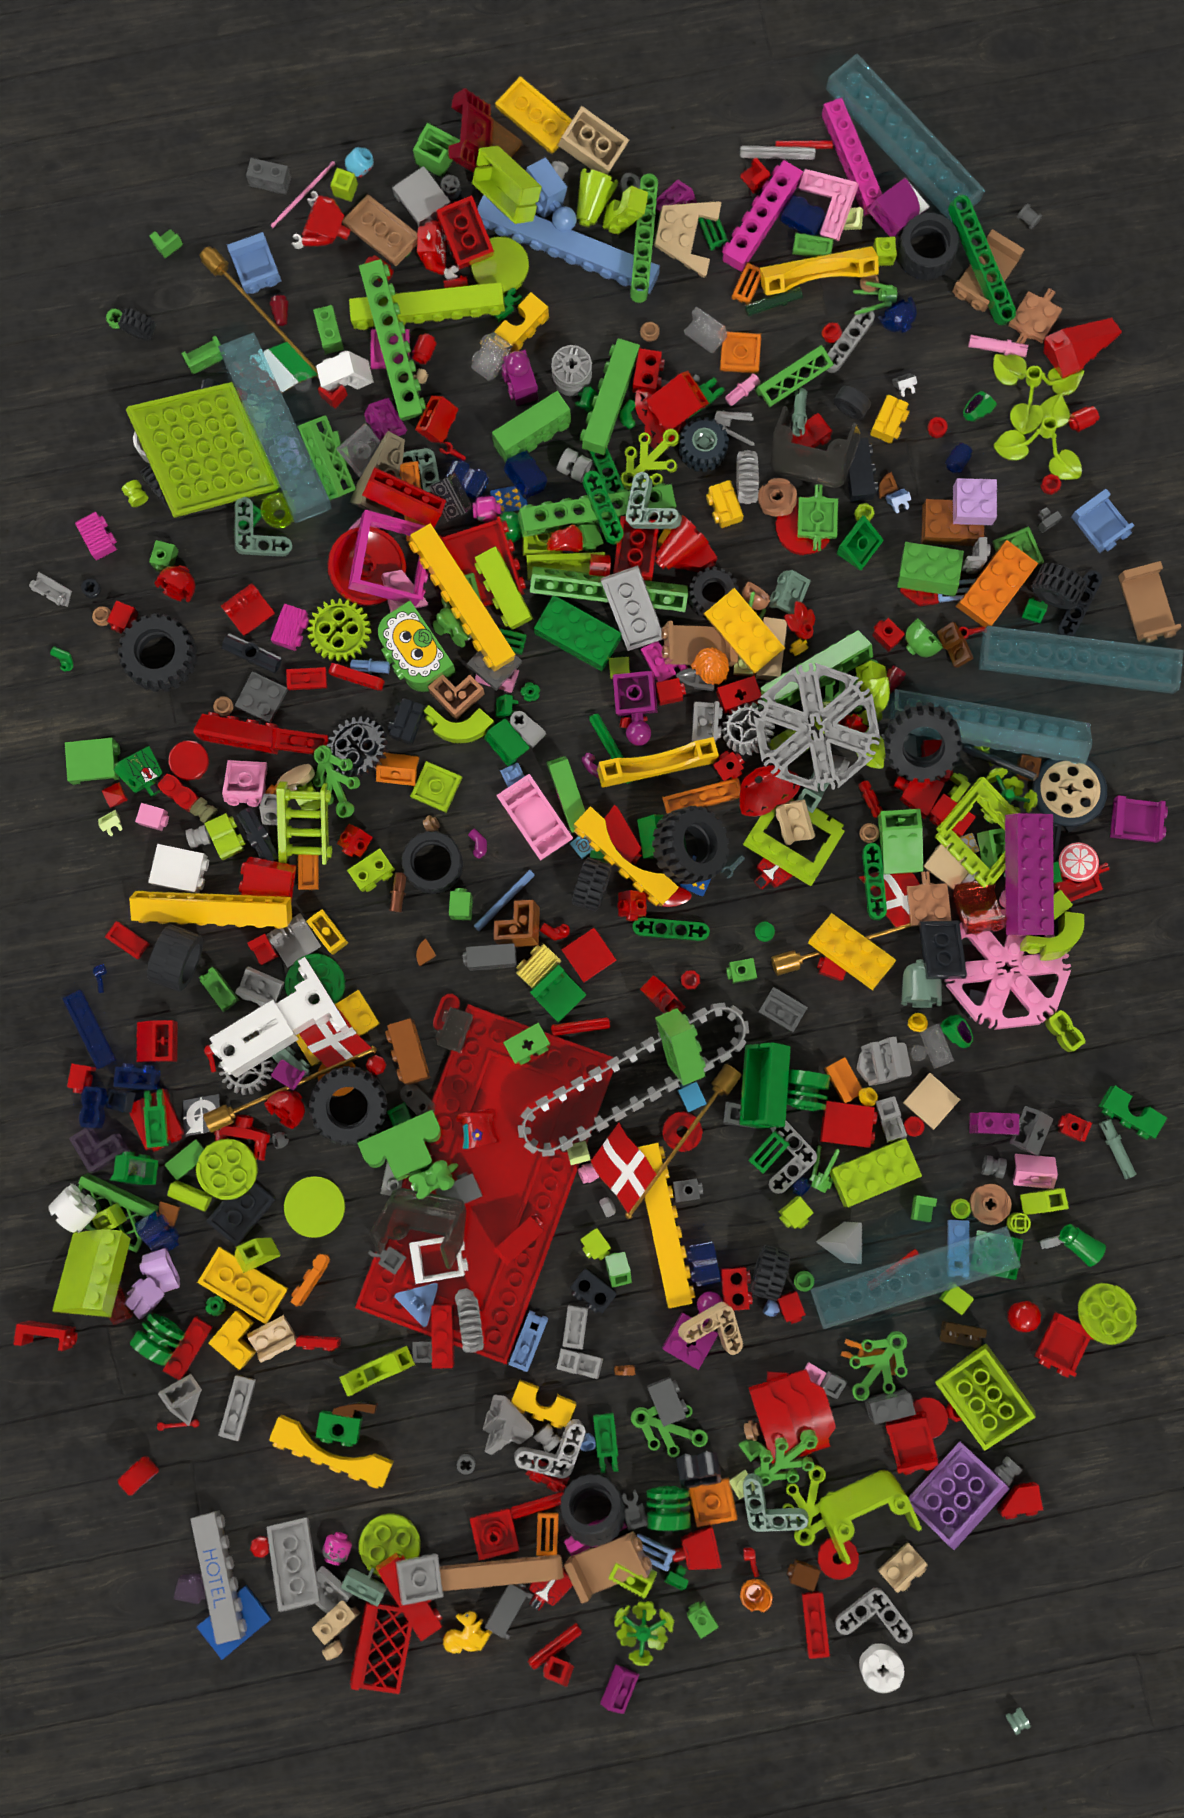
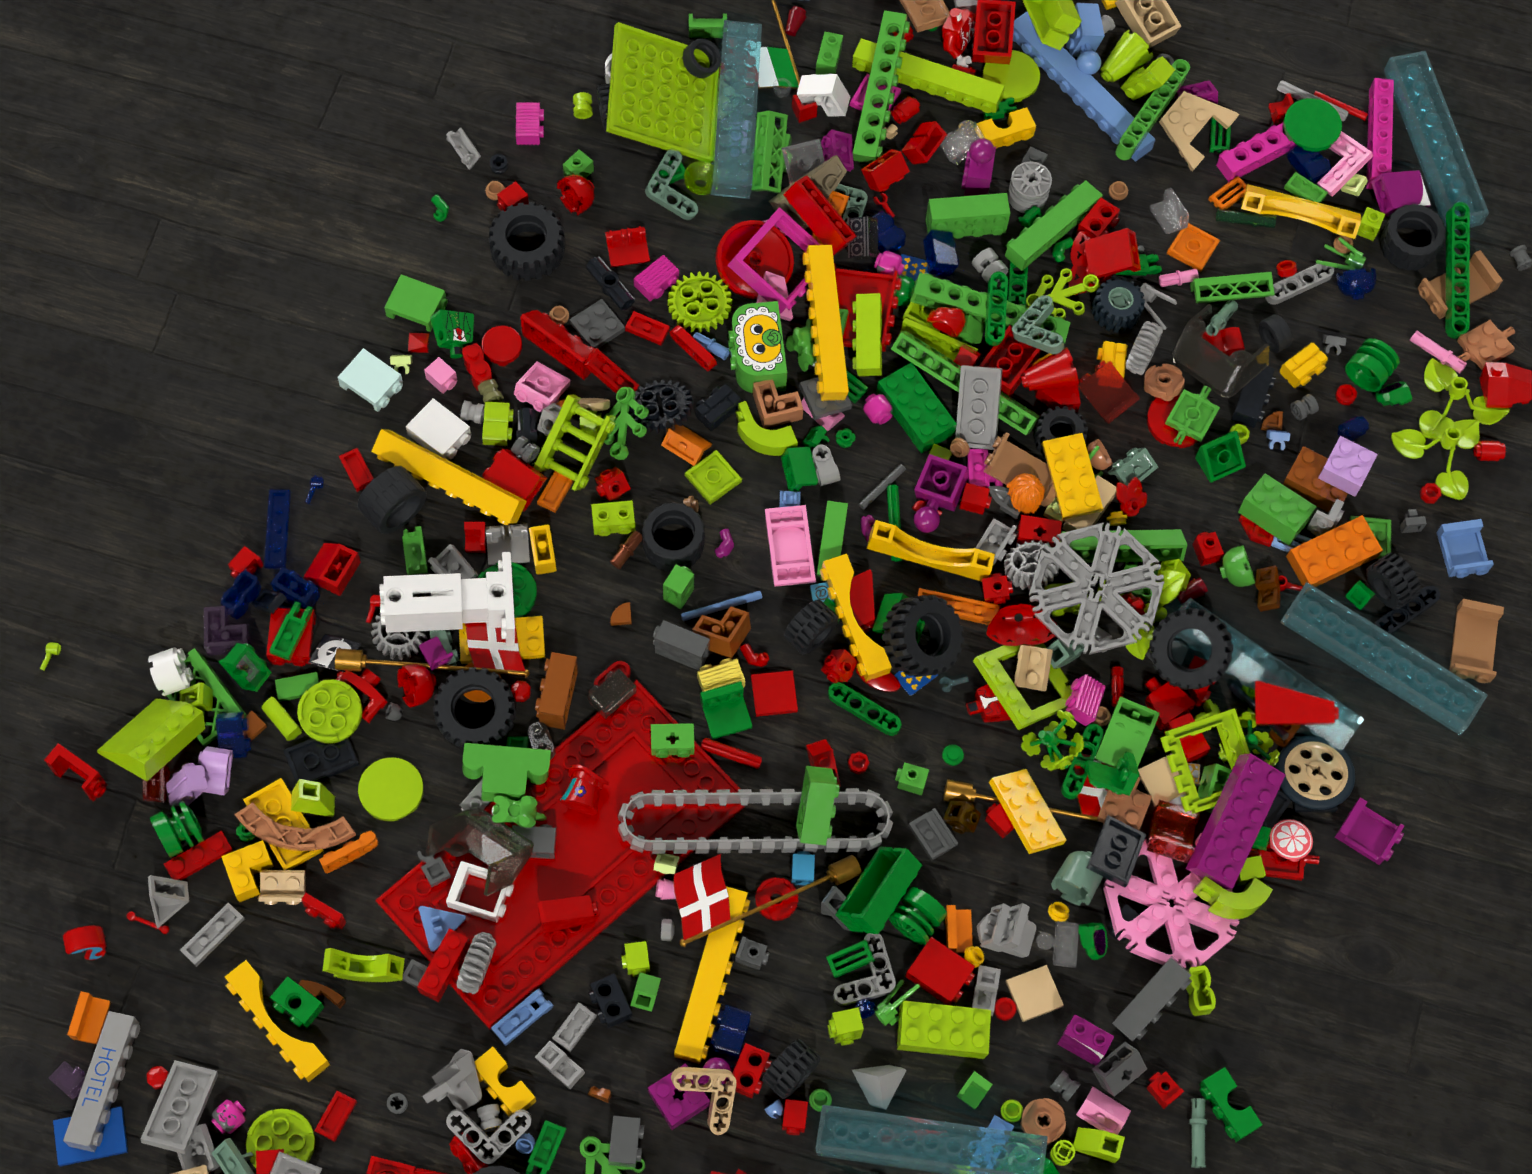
camera: 20 degrees right, 15 degrees down
(93, 853) = (371, 379): none -> light aqua panel
(176, 1529) = (88, 1018): none -> orange panel
(225, 385) = (712, 53): none -> black tyre
(257, 1294) = (294, 837): none -> nougat tile
(264, 851) = (525, 449): none -> dark grey wheel
(422, 1500) = (335, 1116): none -> red tile
(458, 374) = (925, 142): none -> red piece
(545, 651) = (878, 408): none -> dark pink head
(560, 337) = (1035, 156): none -> dark grey plate
(584, 720) = (882, 486): none -> dark grey bar
(633, 652) = (959, 447): none -> medium nougat plate
(735, 534) = (1107, 391): none -> clear red panel
(791, 180) = (1312, 124): none -> green tile
(800, 983) = (962, 816): none -> dark brown brick
(840, 880) = (1051, 737): none -> lime plant
(851, 827) = (1085, 699): none -> dark pink brick
(908, 459) = (1306, 406): none -> dark grey wheel
(908, 887) = (1119, 779): none -> green bracket
(949, 390) = (1372, 365): none -> green wheel
(1028, 752) = (1289, 707): none -> red slope
(1031, 1060) = (1152, 998): none -> dark grey brick

